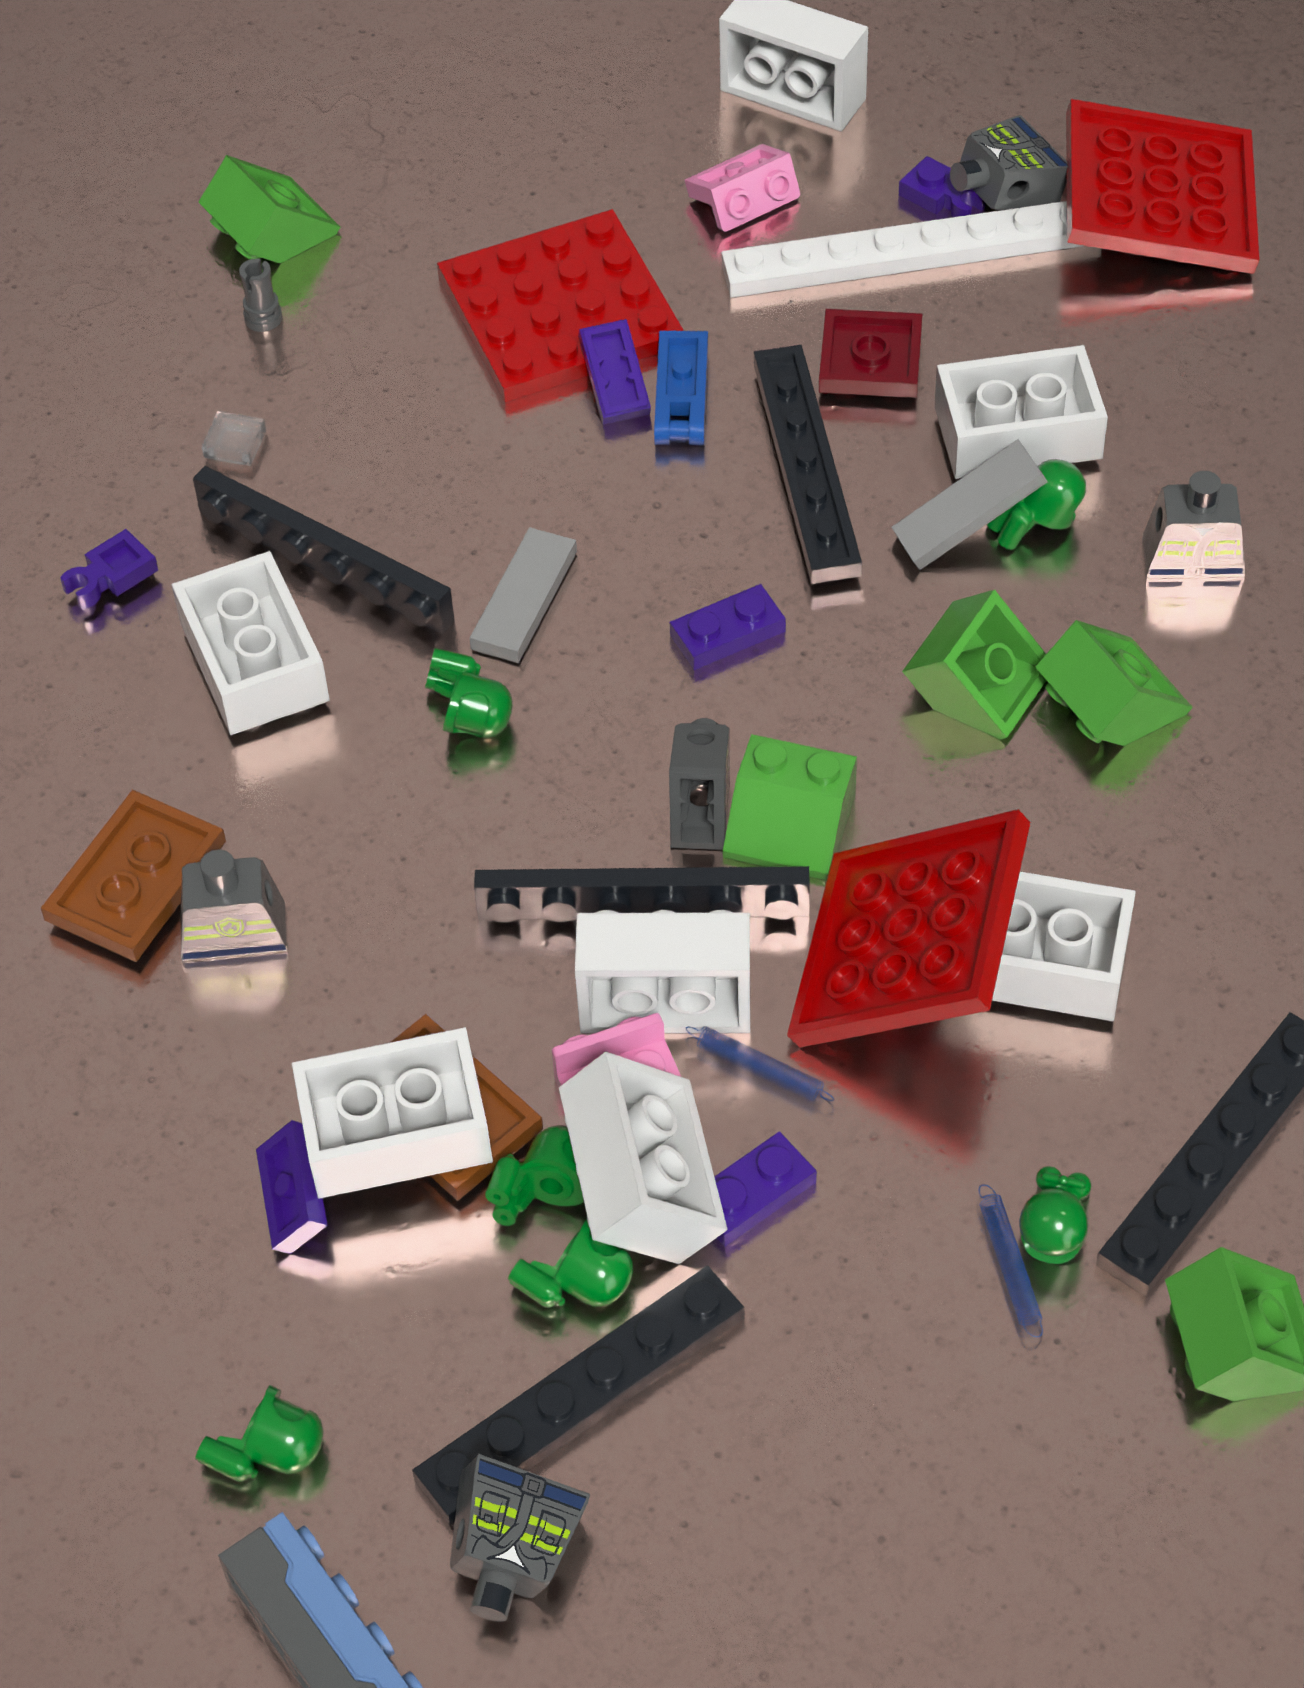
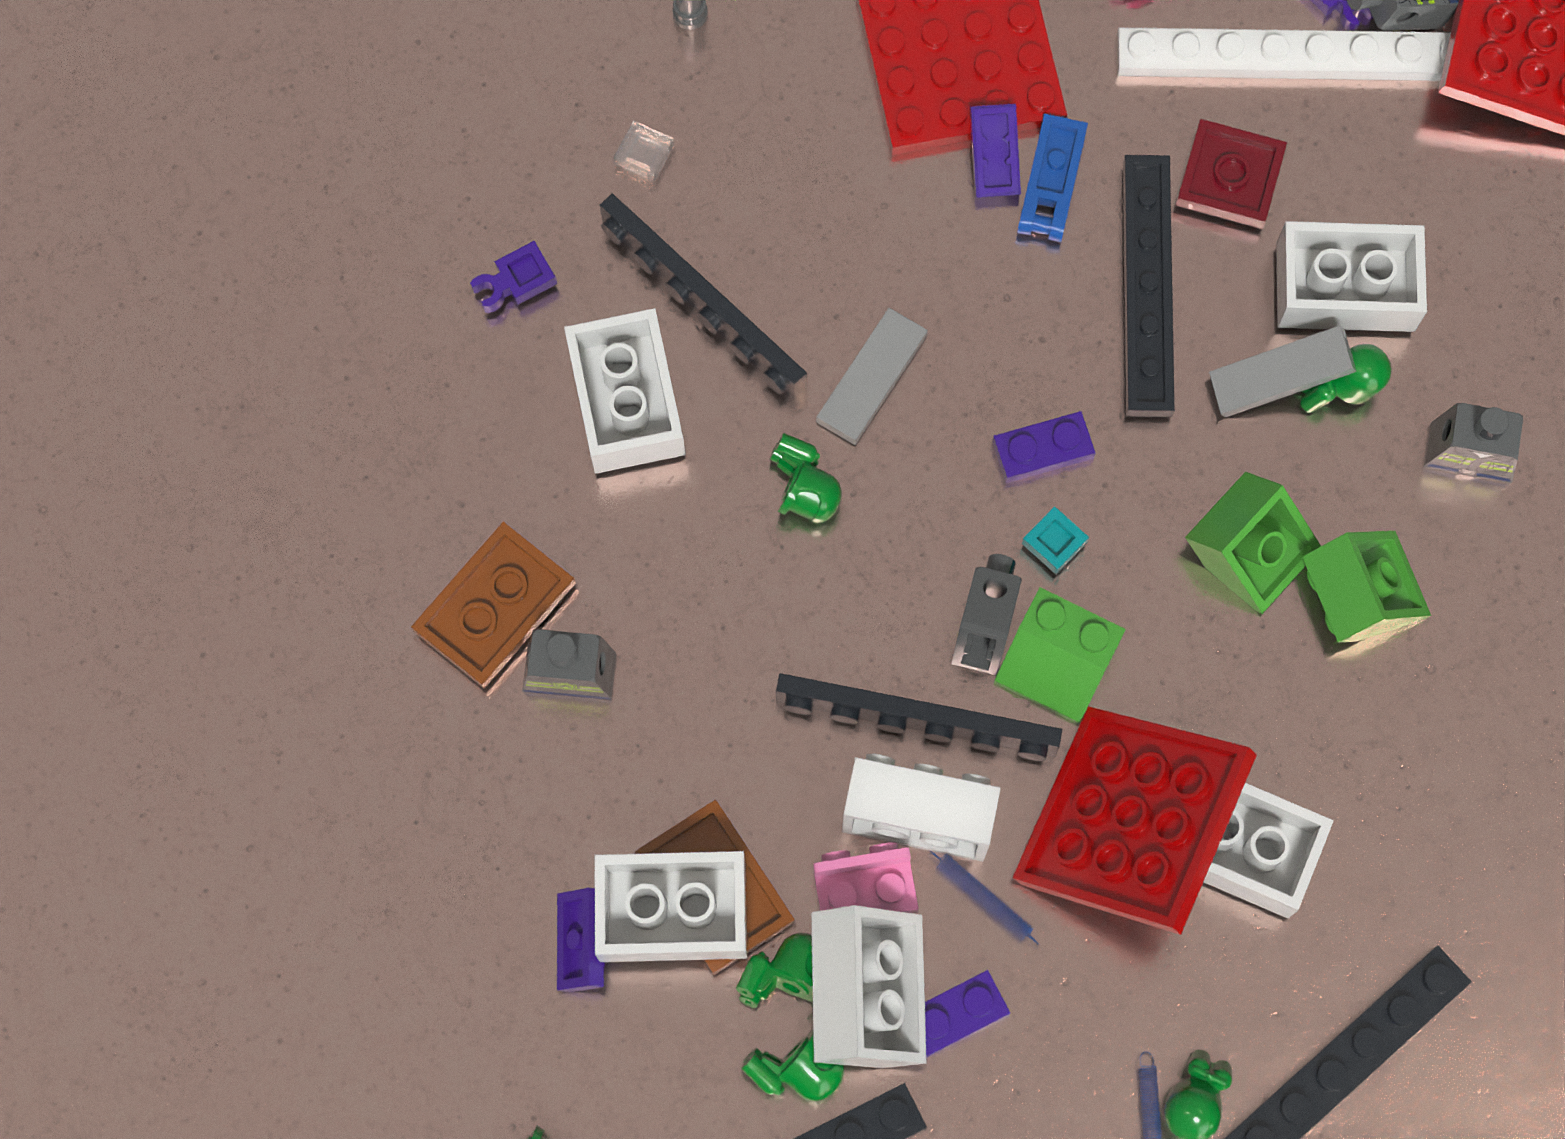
camera: 10 degrees right, 20 degrees up
(760, 704) = (1055, 540): none -> teal plate

